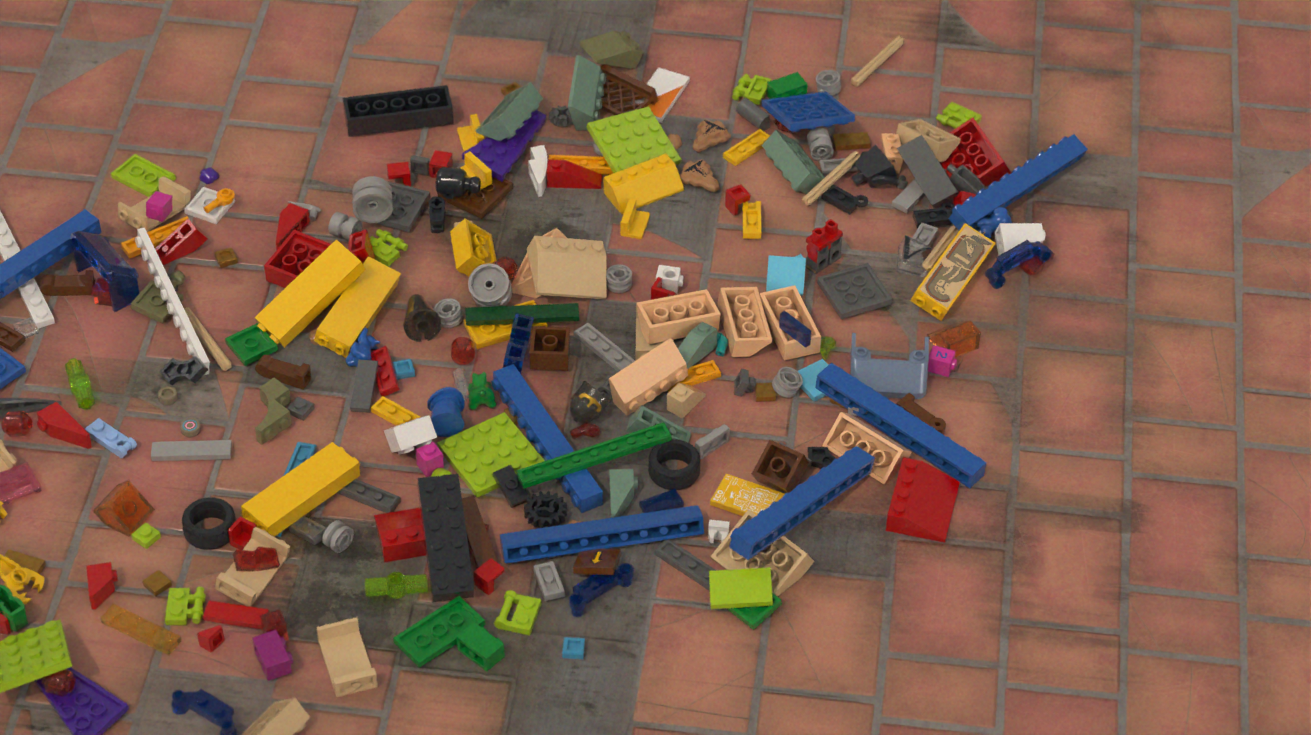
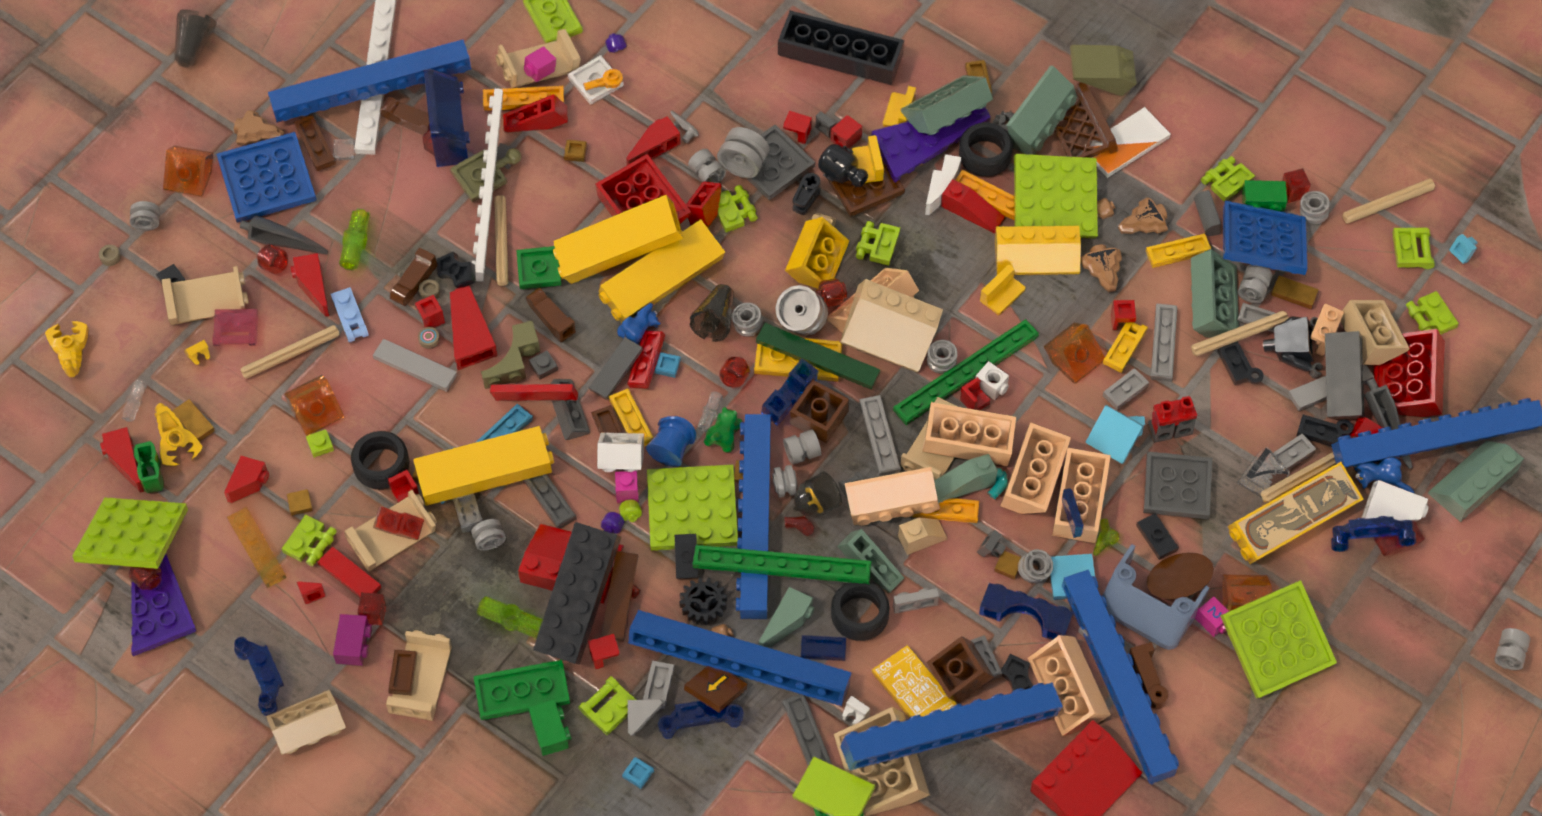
camera: 30 degrees right, 15 degrees up
(75, 483) = (290, 351): none -> tan axle
(149, 389) = (416, 273): none -> reddish brown leg
(182, 404) = (430, 312): none -> red panel
(222, 406) = (470, 332): none -> red slope
(309, 424) = (532, 392): none -> red tile
(330, 661) = (402, 672): none -> reddish brown tile
(341, 430) = (570, 415): none -> dark grey slope
(378, 424) = (606, 420): none -> reddish brown tile
(521, 223) = (884, 244): none -> lime plate
(549, 601) = (641, 712): none -> light grey slope
(552, 377) = (800, 447): none -> light grey wheel
(555, 404) = (784, 481): none -> light grey wheel
(558, 124) = (990, 133): none -> black tyre
(642, 284) = (965, 371): none -> green tile
(717, 236) = (1075, 351): none -> clear orange slope
(772, 245) = (1125, 389): none -> light grey plate
(778, 208) = (1164, 342): none -> light grey tile
(778, 415) = (1000, 602): none -> clear blue arch
(807, 71) = (1296, 184): none -> clear red brick
(863, 329) = (1157, 536): none -> black plate
(900, 342) = (1180, 575): none -> reddish brown sticker
(912, 85) = (1406, 247): none -> lime plate
(952, 68) = (1463, 248): none -> medium azure tile
(999, 352) = (1278, 639): none -> lime plate
(1063, 202) = (1476, 478): none -> sand green slope
(1164, 293) = (1512, 649): none -> light grey wheel

